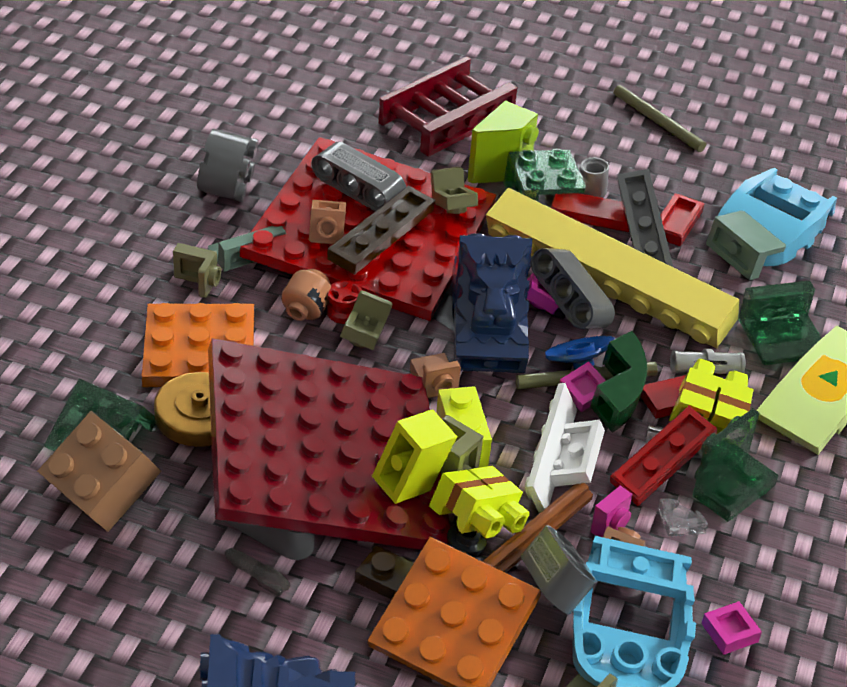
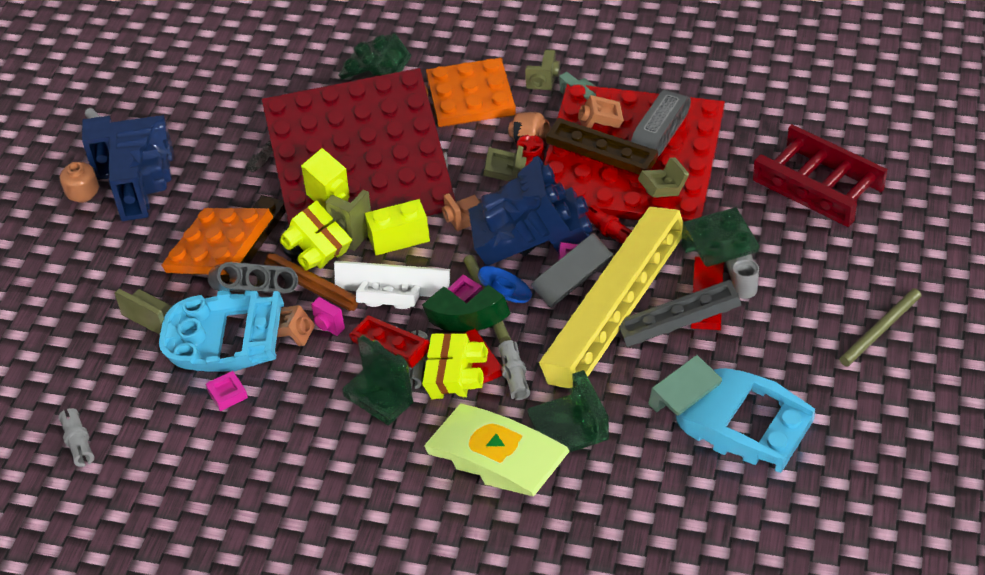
camera: 90 degrees right, 5 degrees up
(99, 471) = (318, 60): medium nougat brick -> none
(227, 165) = (662, 57): dark grey brick -> none
(502, 131) = (757, 200): lime slope -> none
(680, 217) = (717, 347): tile -> none
(681, 520) = (338, 363): clear tile -> none

